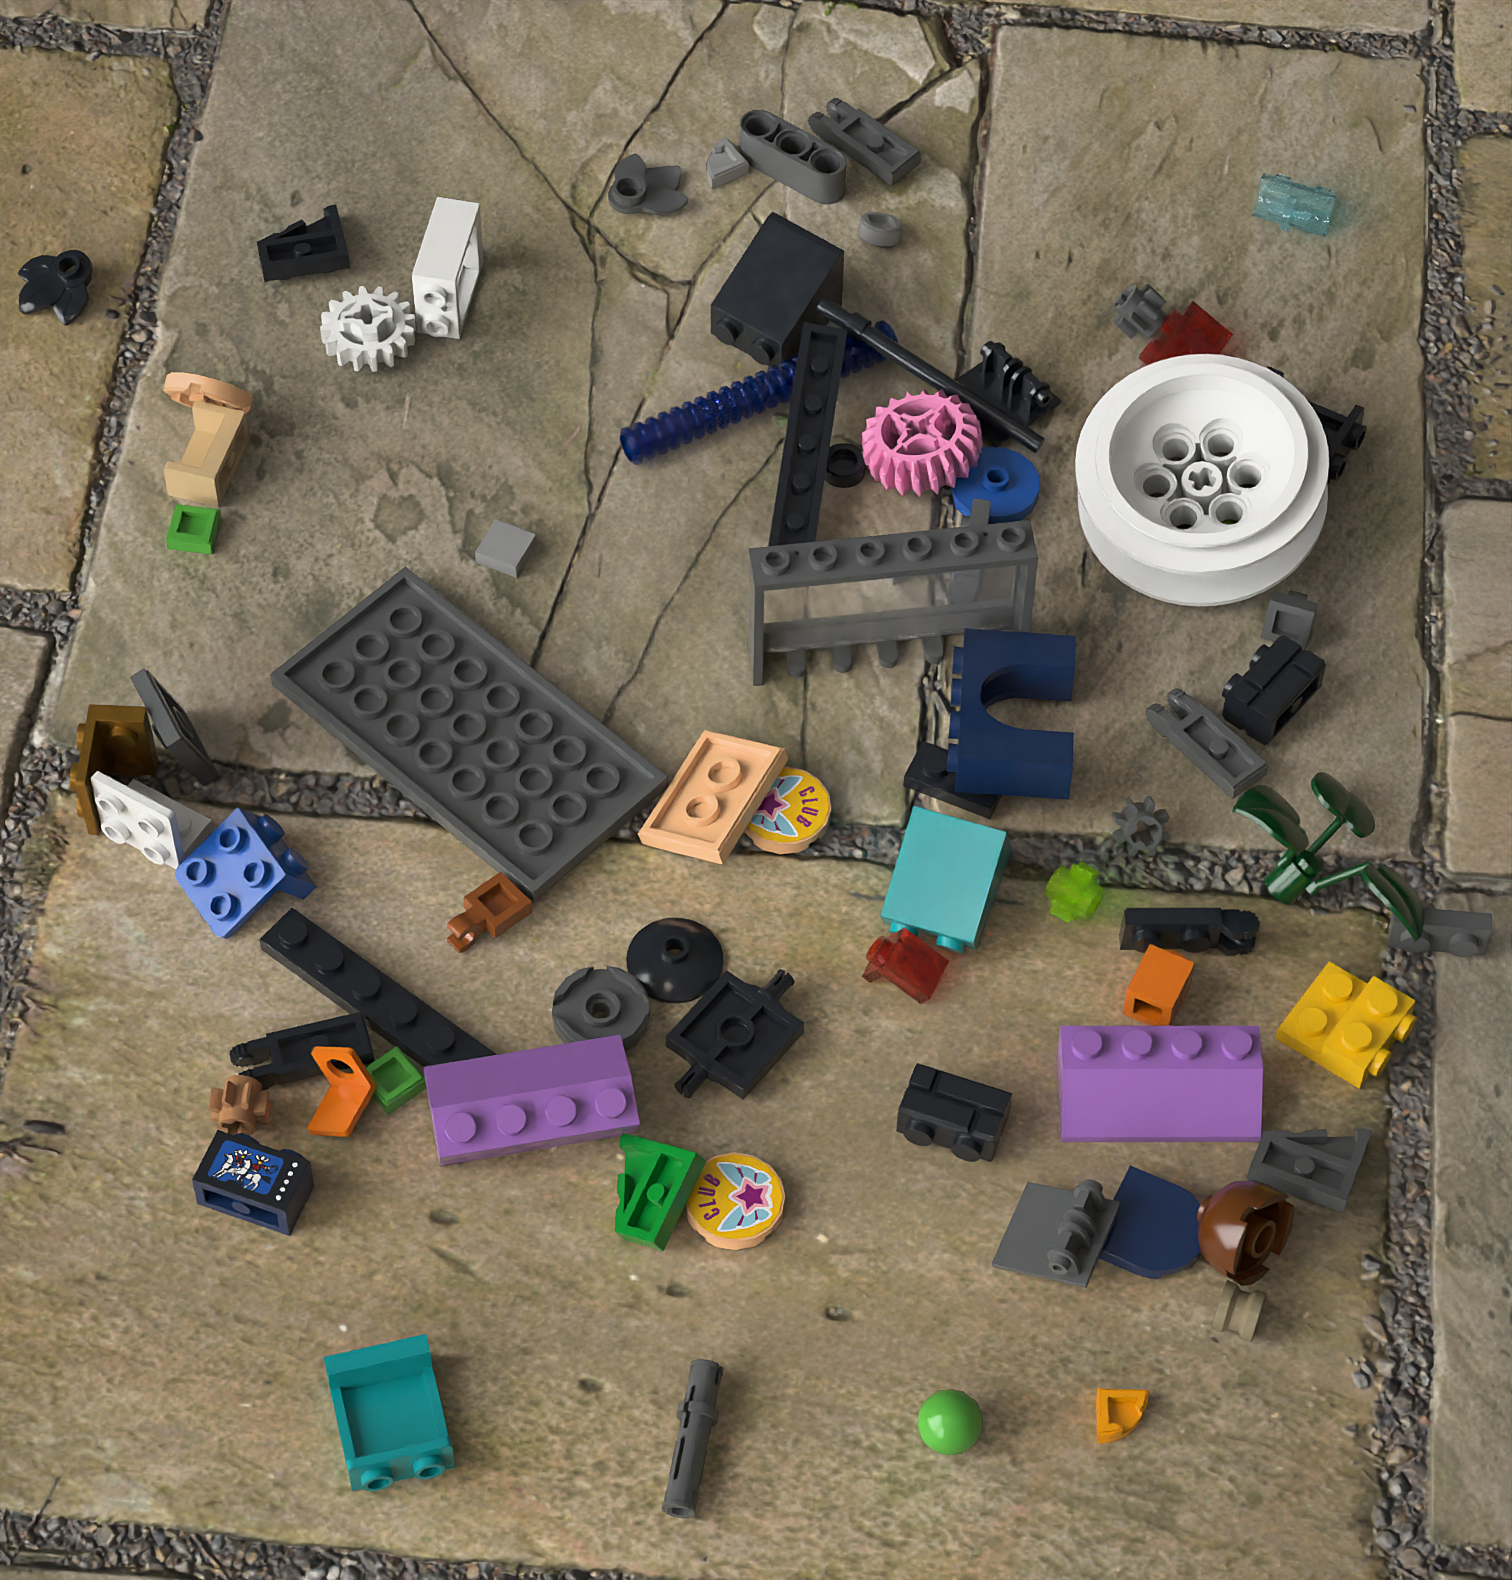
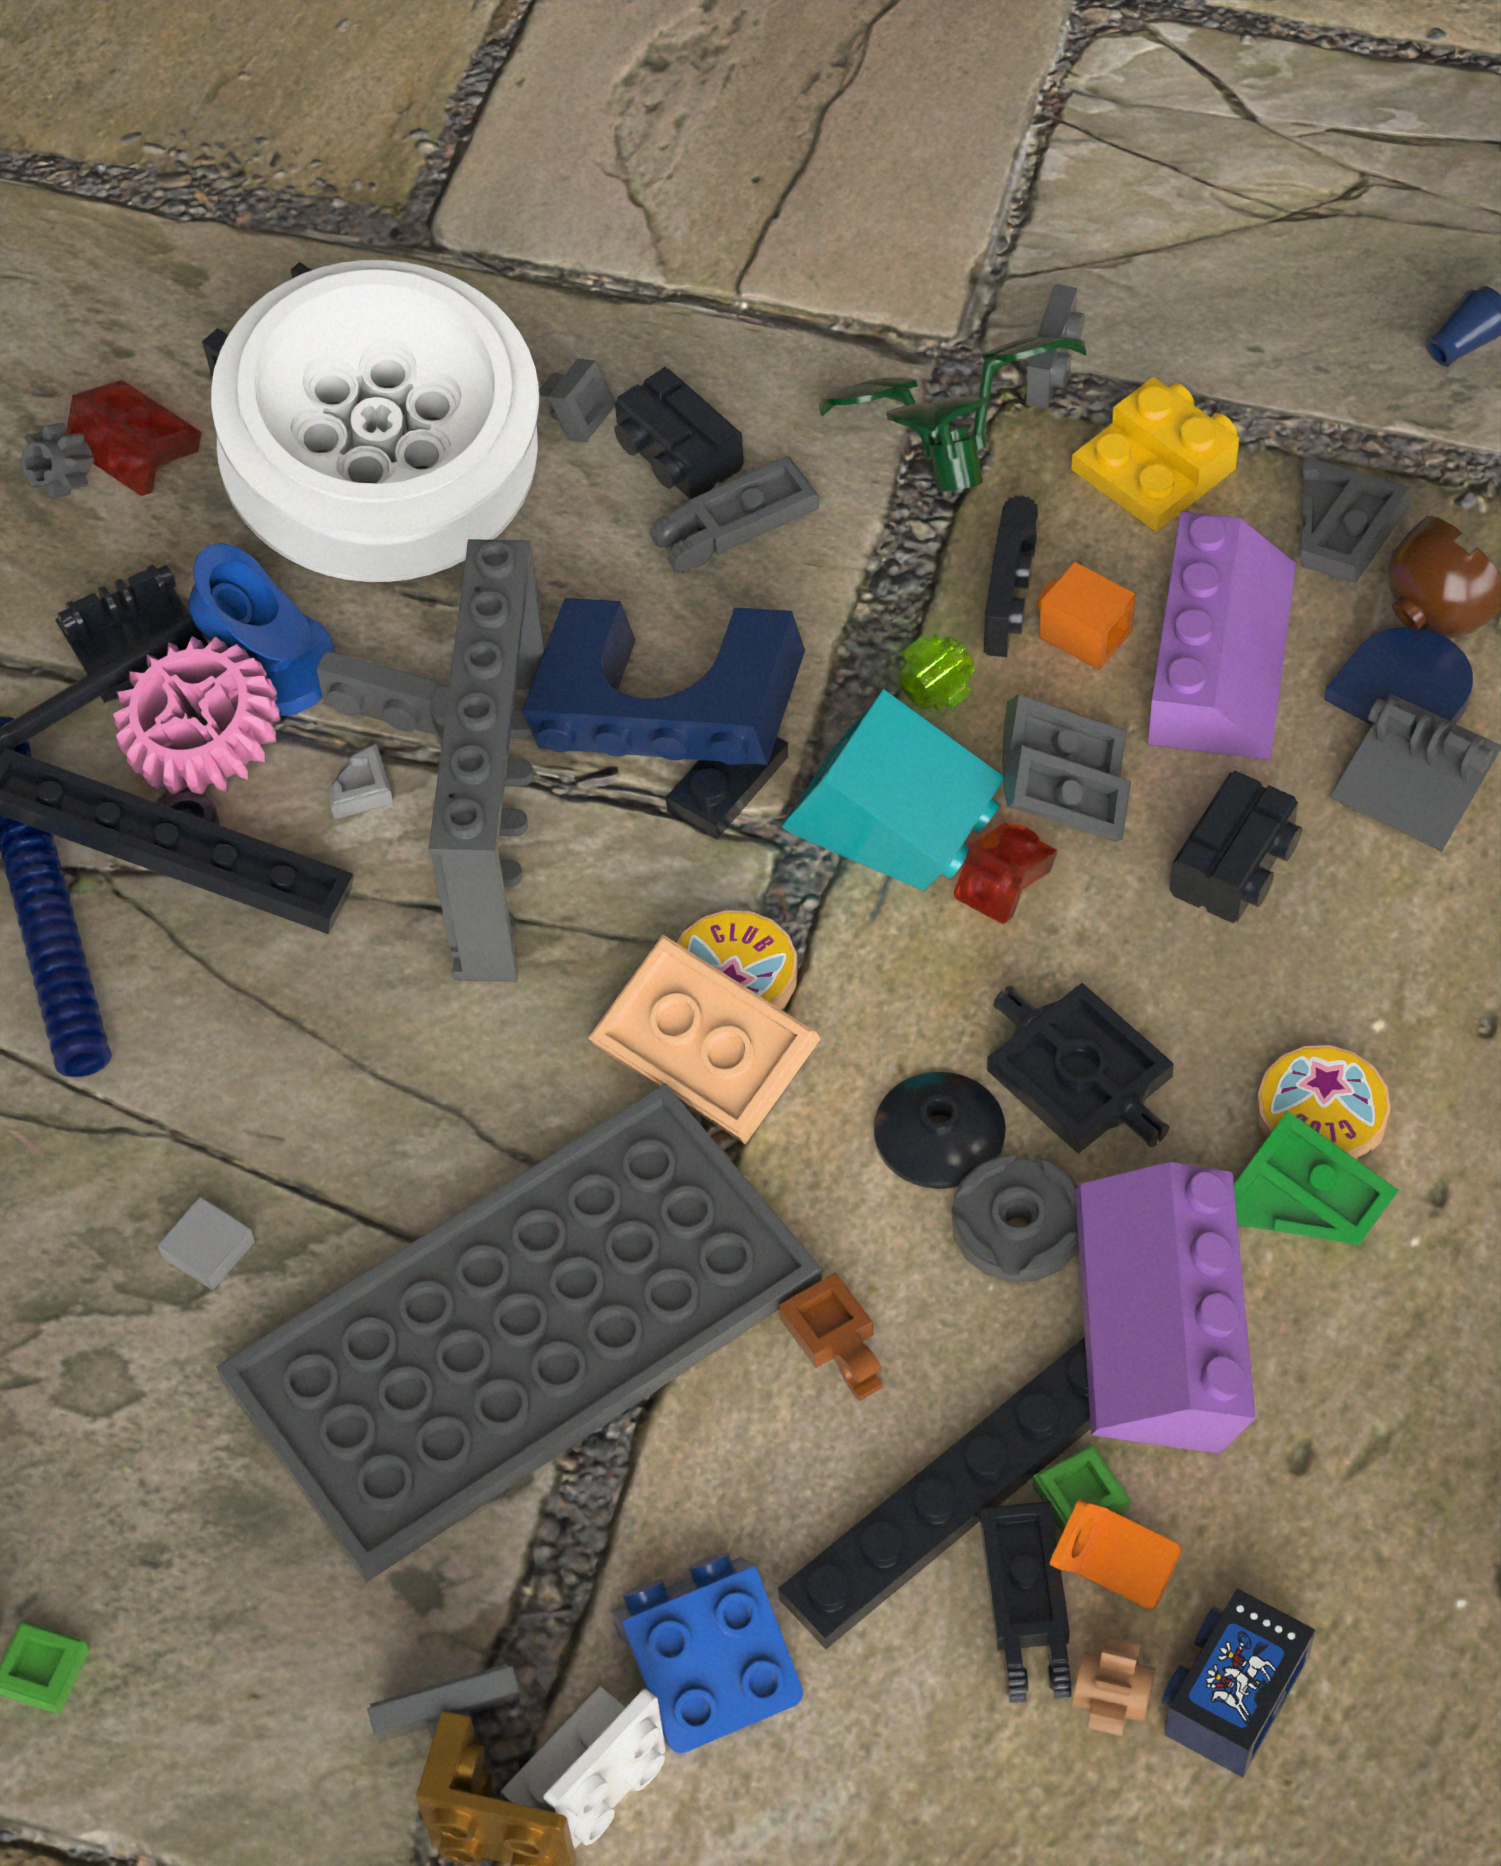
camera: 75 degrees left, 0 degrees up
(996, 986) = (1064, 768): none -> dark grey slope
(1014, 443) = (244, 606): none -> blue piece
(1150, 836) = (853, 591): dark grey gear -> none

